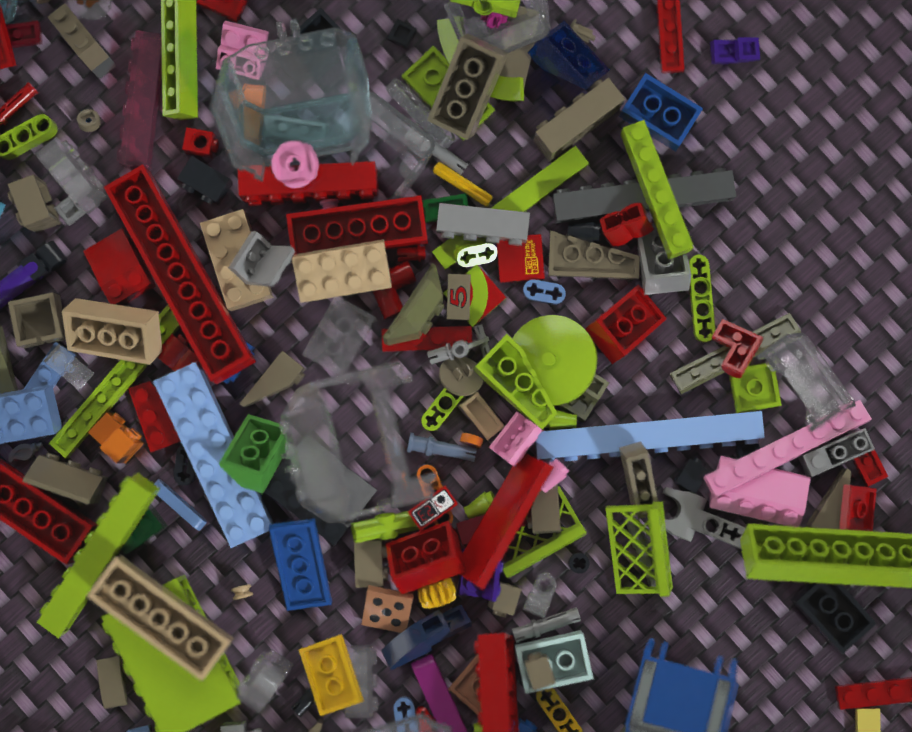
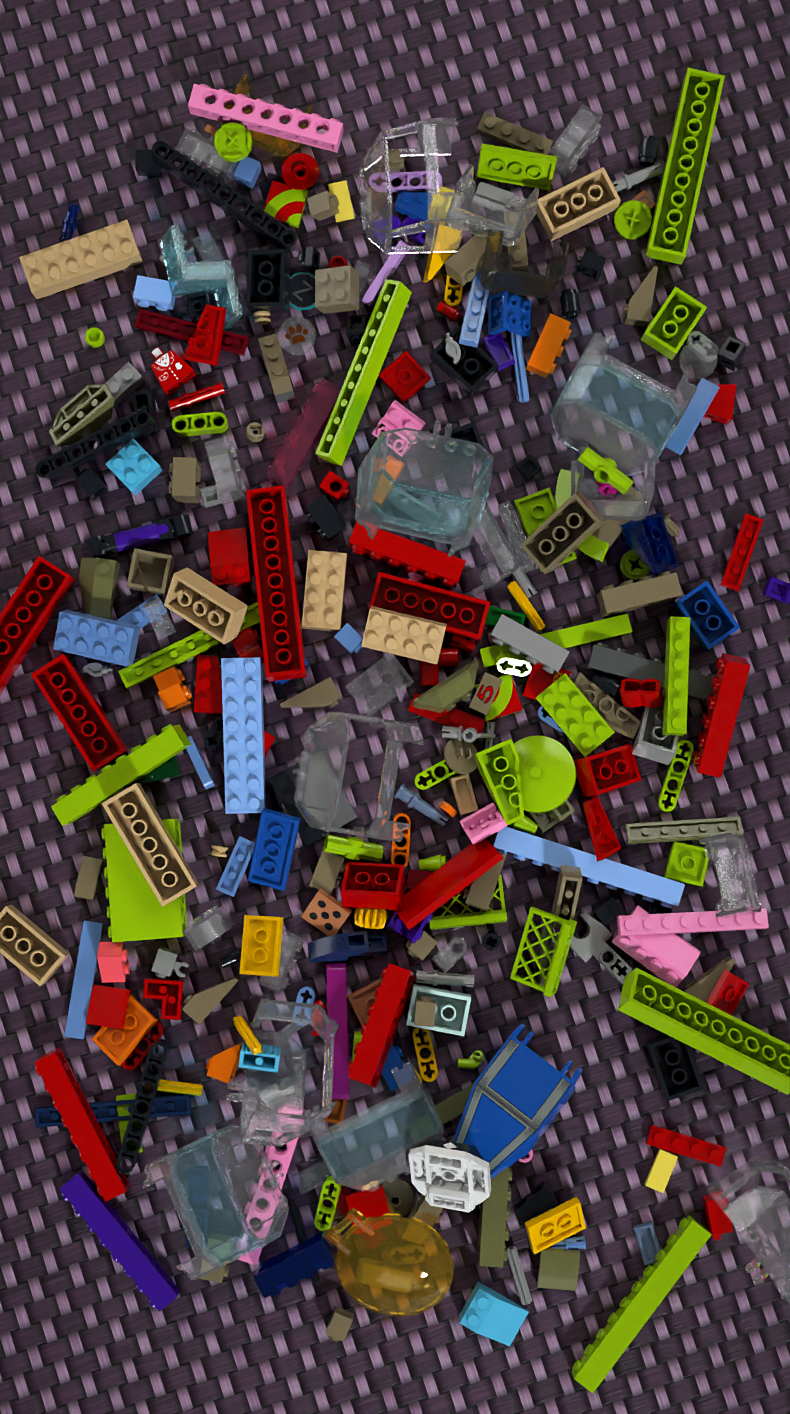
camera: 20 degrees right, 0 degrees up
(66, 478) = (121, 704): dark tan slope -> none
(254, 453) = (275, 747): bright green slope -> none
(260, 261) = (343, 601): light grey bracket -> none
(268, 600) = (236, 866): none -> medium blue plate
(285, 301) = (349, 639): none -> medium blue brick
(308, 164) = (394, 543): bright pink plate -> none
(433, 508) = (395, 850): tile -> none
(552, 95) = (626, 566): none -> lime gear
(557, 475) = (502, 866): bright pink cone -> none
(565, 279) = (574, 715): none -> lime plate
(614, 702) = (472, 1062): none -> lime arm
(645, 390) = (600, 828): none -> red wing
(722, 211) = (721, 714): none -> red brick
(742, 346) = (691, 825): red brick -> none
(836, 452) = (729, 941): light grey slope -> none
(870, 468) = (750, 959): red plate -> none

